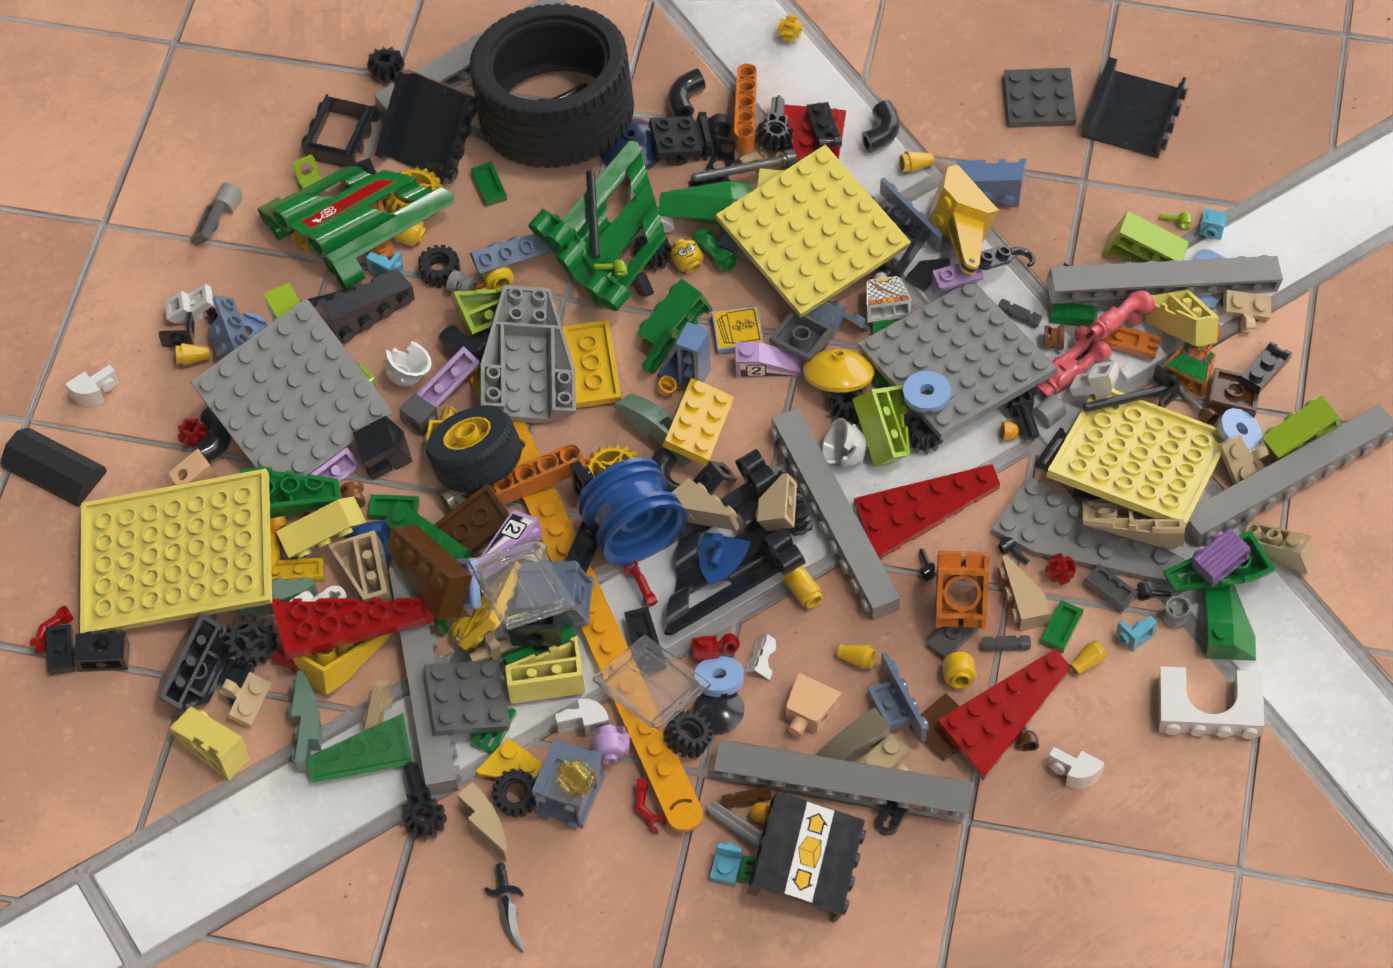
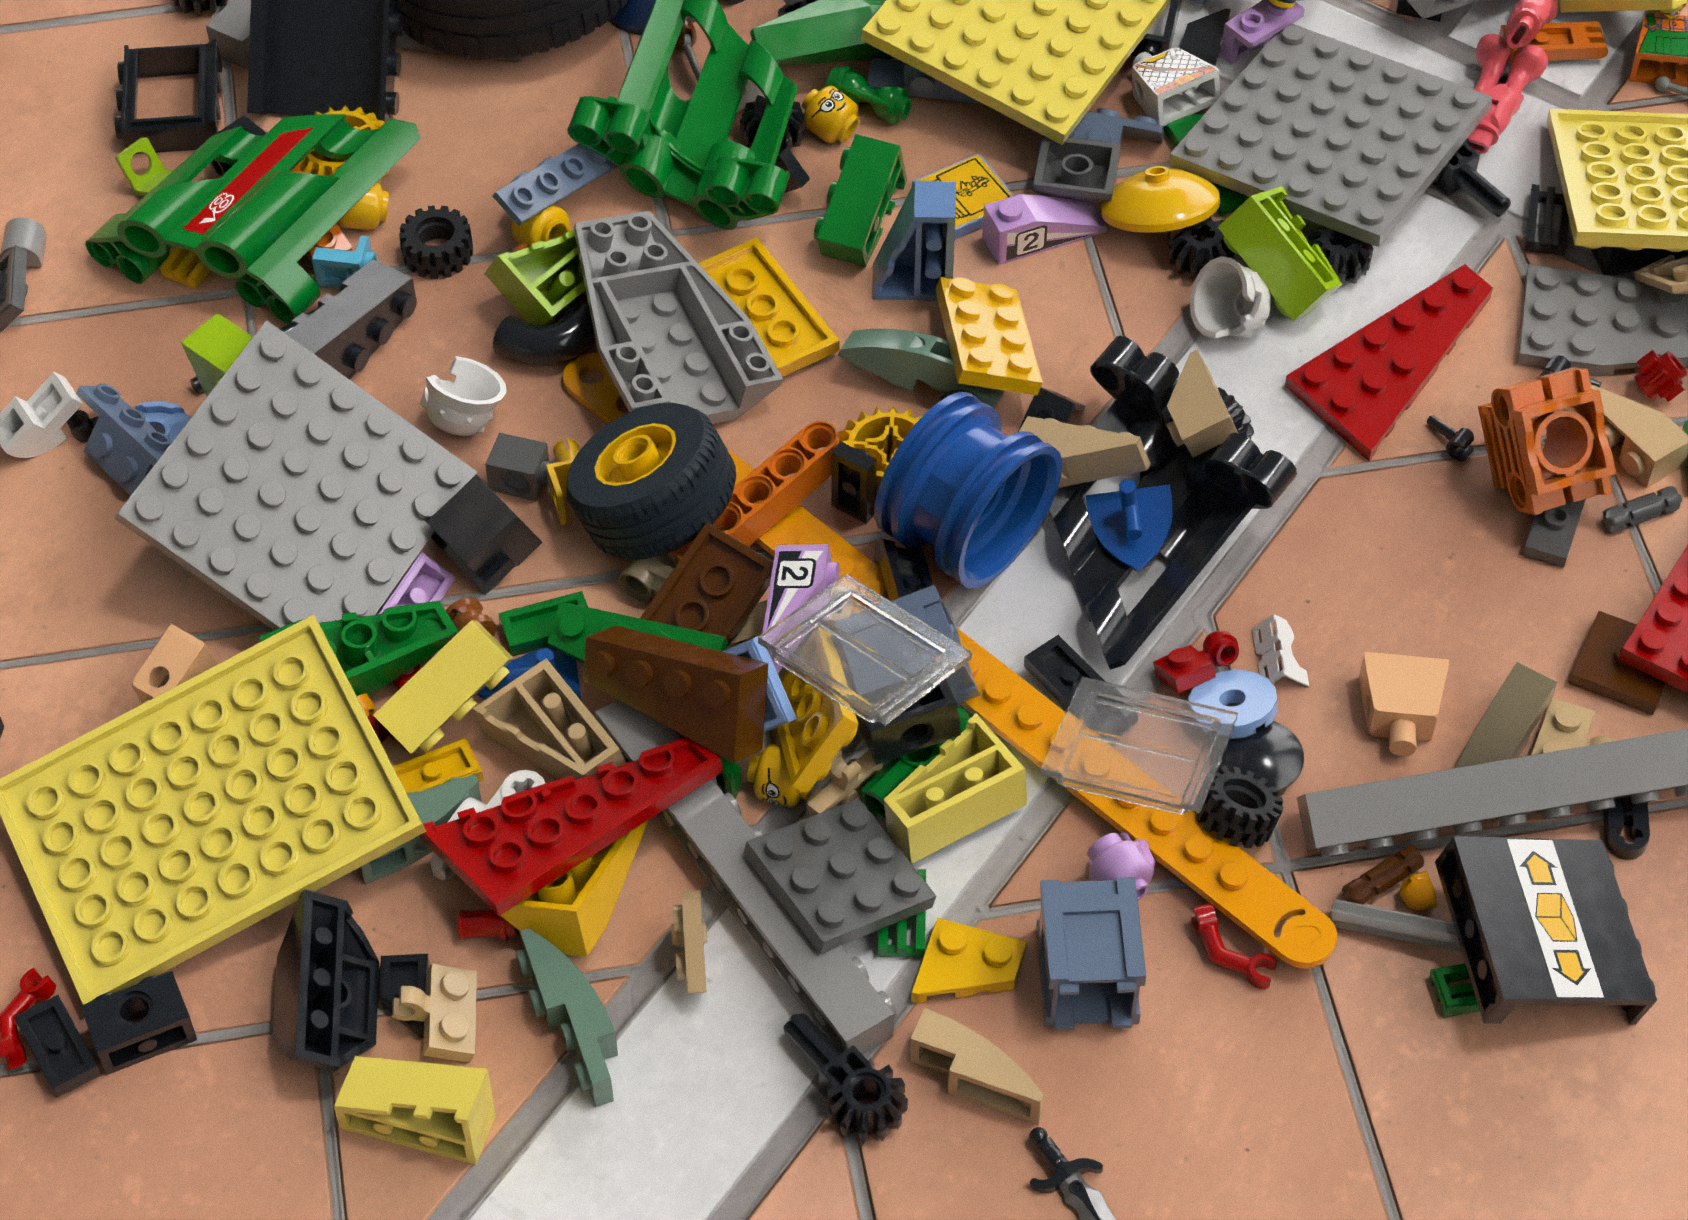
camera: 25 degrees left, 5 degrees down
(176, 337) = (37, 475): black bracket -> none
(190, 354) = (71, 494): yellow cone -> none
(191, 432) = (135, 614): red gear -> none
(217, 440) = (182, 594): black cylinder -> none
(249, 641) = (401, 913): black gear -> none
(368, 751) = (709, 1023): green wing -> none
(448, 377) = (542, 390): lavender slope -> none
(459, 282) = (482, 253): light grey wheel -> none
(489, 184) = (454, 106): green tile -> none
(501, 786) = (1011, 974): black tyre -> none
(576, 777) = (1122, 927): clear yellow head -> none
(588, 716) = (1055, 837): white brick -> none
(592, 214) = (661, 88): black bar -> none
(618, 266) = (744, 146): lime hand -> none
(648, 596) = (1048, 622): red arm -> none
(659, 351) = (869, 254): green tile -> none
(666, 383) = (901, 305): light orange hinge -> none
(726, 864) = (1413, 993): medium azure bracket -> none
(804, 587) = (1288, 528): yellow head -> none
(835, 514) = (1282, 409): light grey brick -> none
(858, 655) = (1430, 600): yellow cone -> none
(894, 701) = (1538, 641): sand blue bracket -> none
(926, 381) = (1325, 165): light blue tile -> none
(959, 670) = (1600, 569): yellow head -> none
(1008, 431) = (1458, 212): light orange hinge -> none
(1020, 313) = (1400, 53): dark grey axle -> none
(1050, 410) = (1503, 165): light grey brick -> none
(1056, 337) = (1450, 65): dark orange wheel -> none
(1073, 314) = (1449, 31): green tile -> none
(1098, 381) = (1567, 97): white brick -> none
(1125, 398) = (1608, 113): black bar -> none
(1163, 377) = (1646, 79): black bracket -> none

